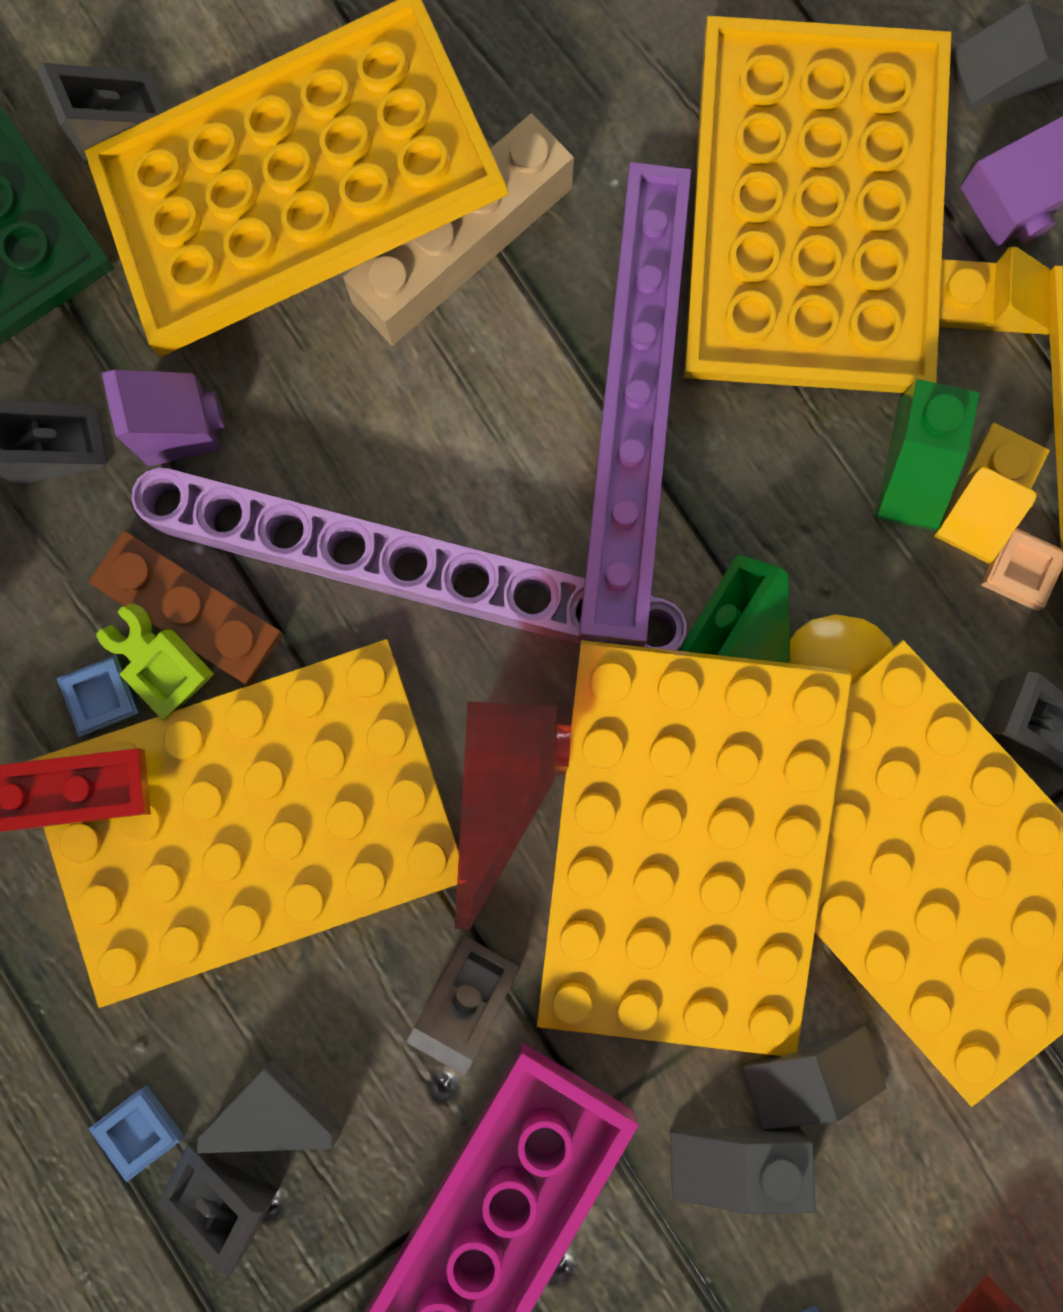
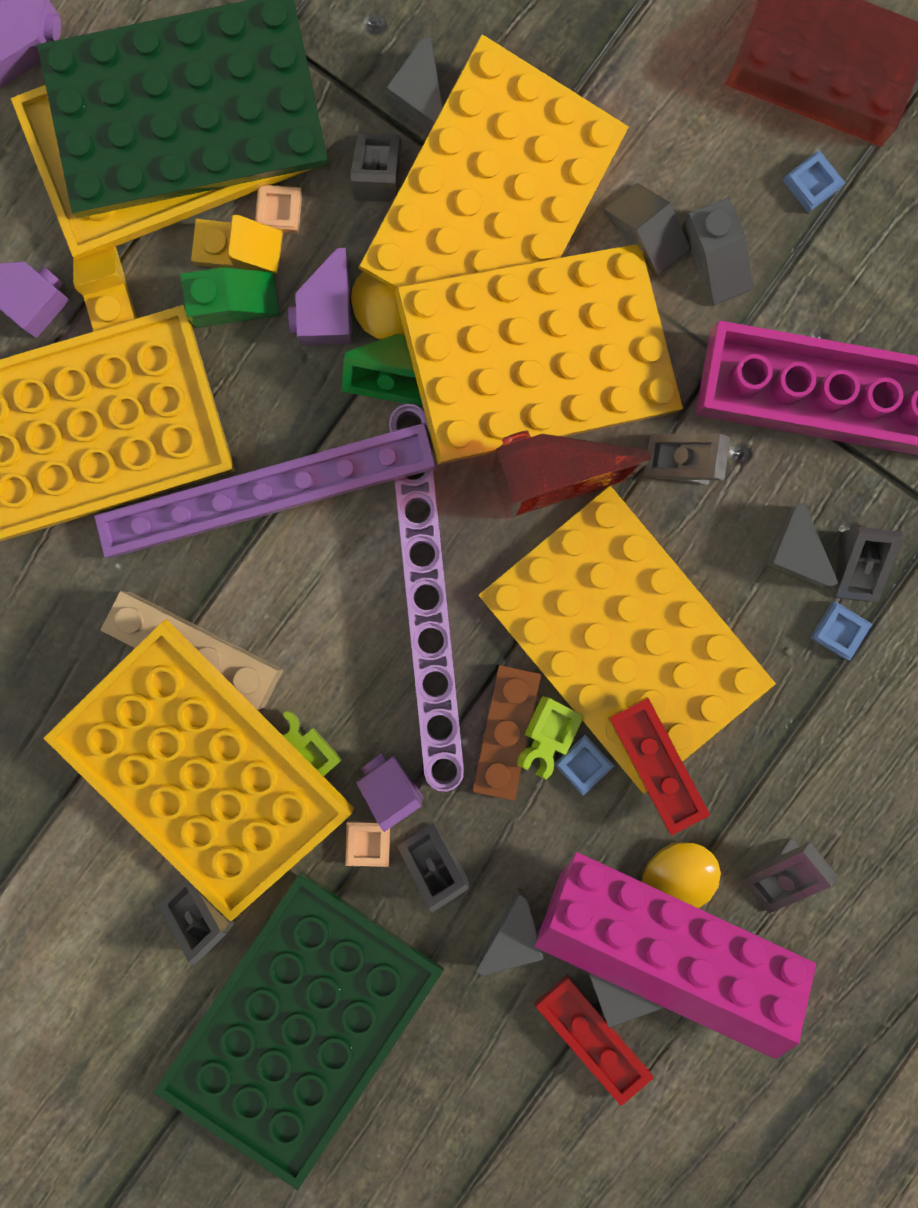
camera: 110 degrees left, 5 degrees up
(107, 353) = (367, 844): none -> light nougat tile
(268, 334) = (311, 745): none -> lime plate
(869, 579) = (324, 304): none -> medium lavender slope

